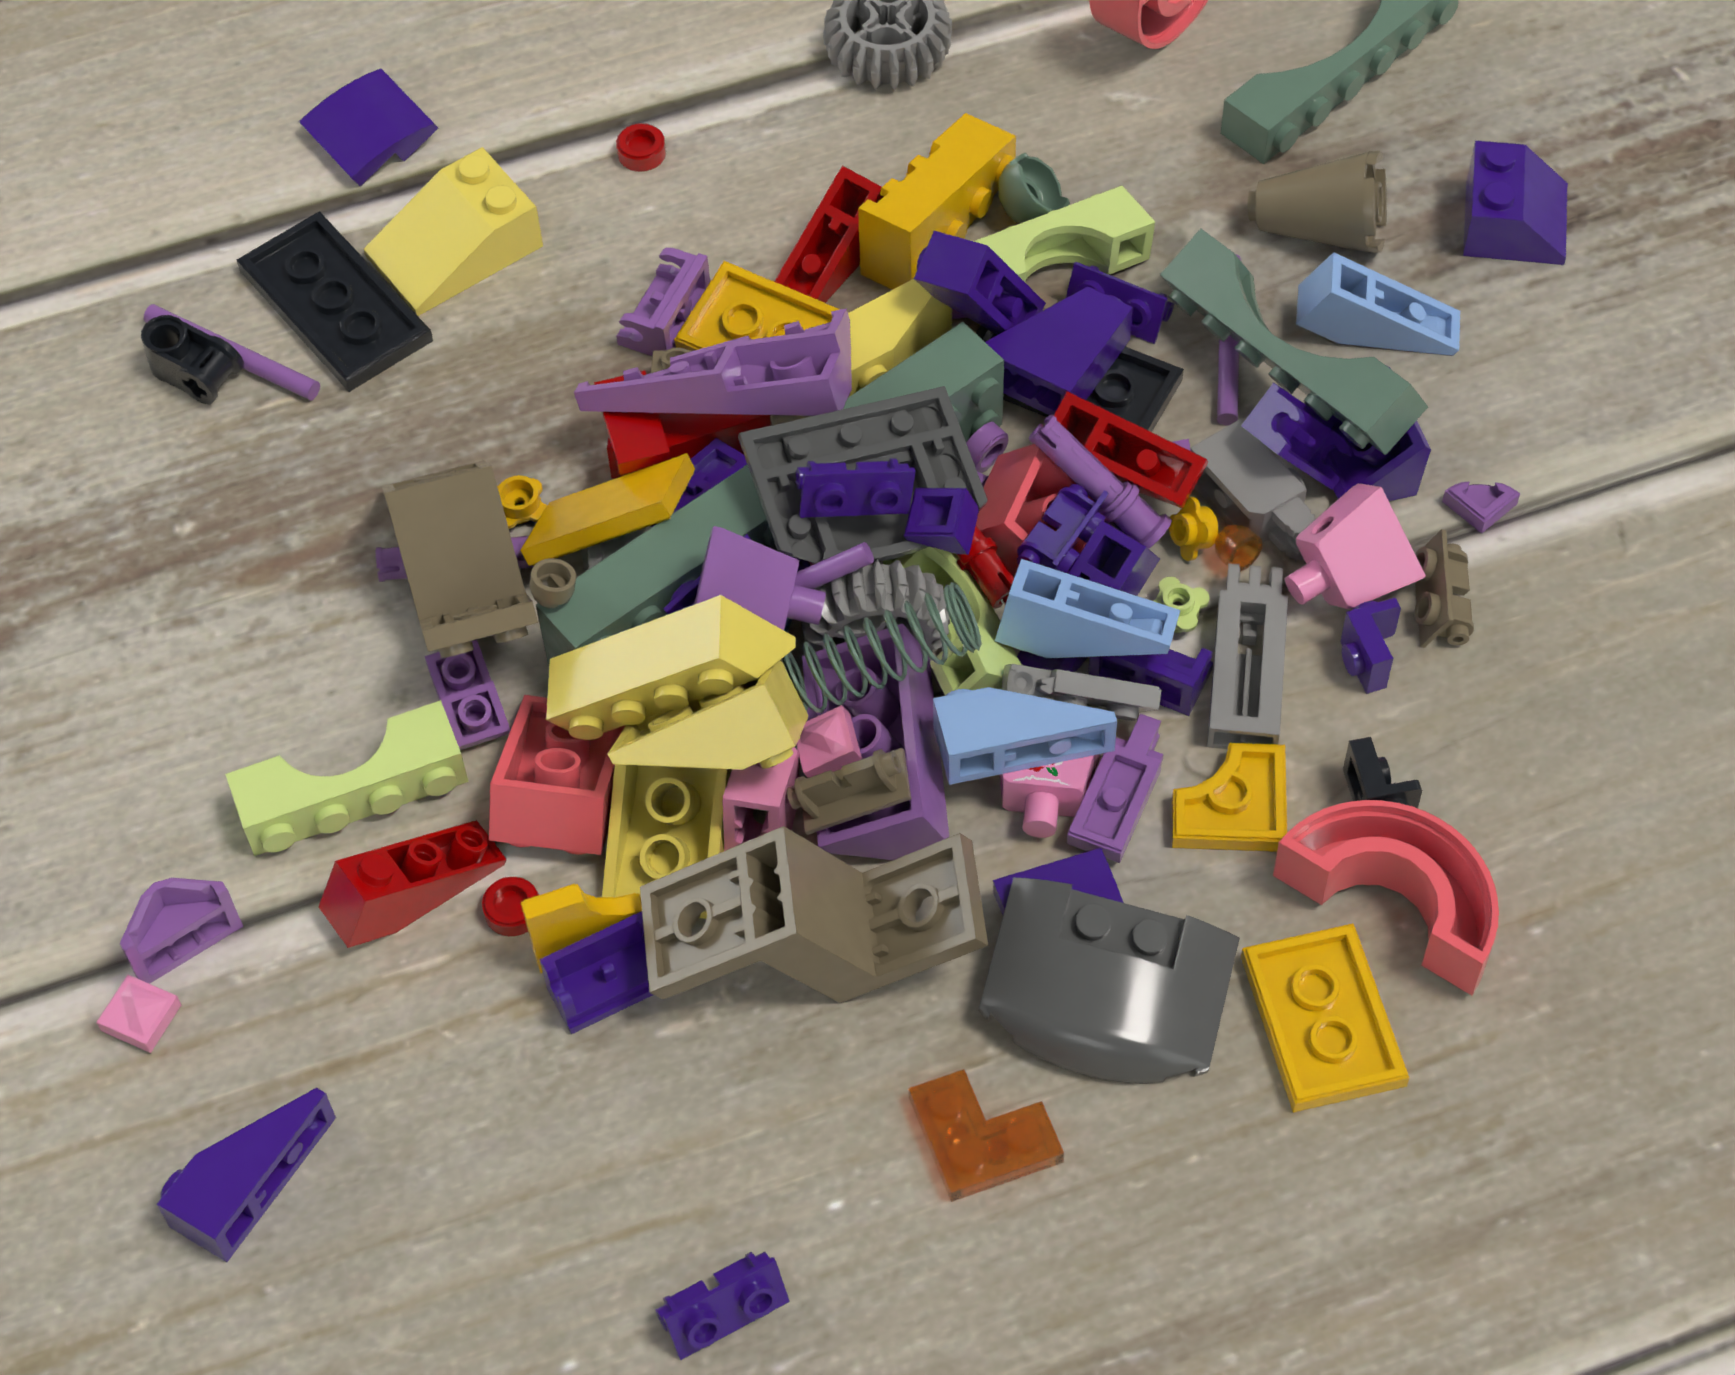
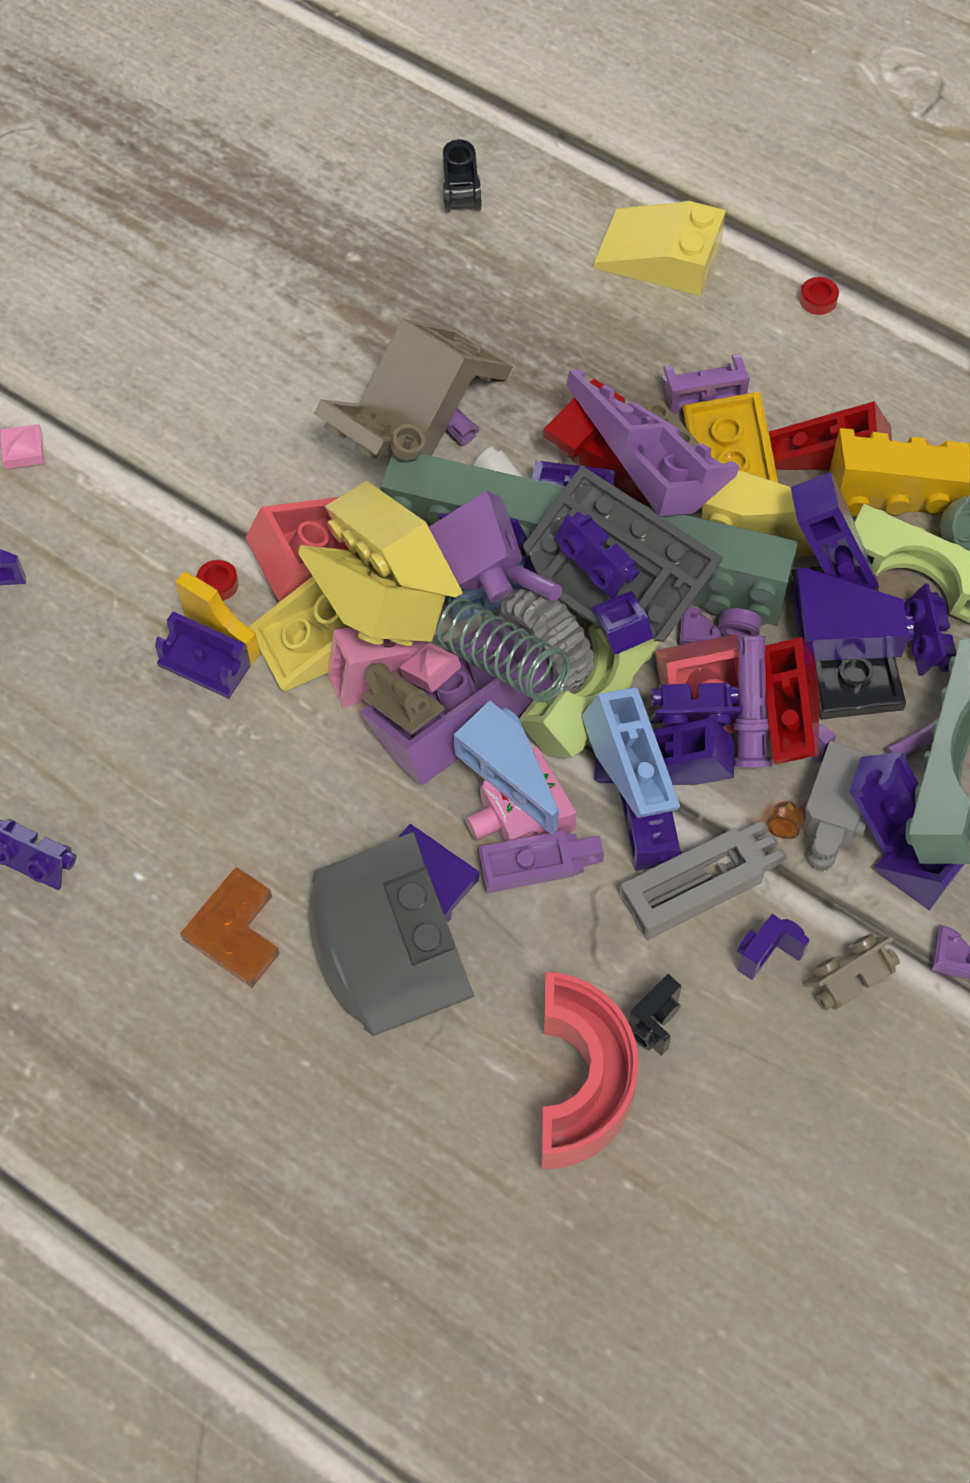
camera: 55 degrees right, 5 degrees up
(176, 923) = (74, 421): medium lavender slope -> none
(256, 362) = (488, 198): medium lavender bar -> none
(287, 805) = (273, 465): yellowish green arch -> none
(334, 301) = (566, 220): black tile -> none
(368, 124) = (707, 149): dark purple slope -> none
(401, 882) = (190, 515): red slope -> none
(468, 697) = (338, 470): medium lavender slope -> none
(518, 490) = (494, 395): yellow plate -> none
(608, 510) = (510, 446): yellow tile -> none
(811, 916) = (296, 735): dark tan bracket -> none
(987, 569) = (639, 665): red pin -> none
(1119, 696) = (582, 786): light grey hinge -> none
(1191, 598) = (708, 822): yellowish green plate -> none
(1193, 528) = (776, 783): yellow plate -> none
(1237, 806) = (585, 939): yellow tile -> none
(1324, 1018) = (459, 1084): yellow tile -> none
(1354, 552) = (826, 892): bright pink torso -> none

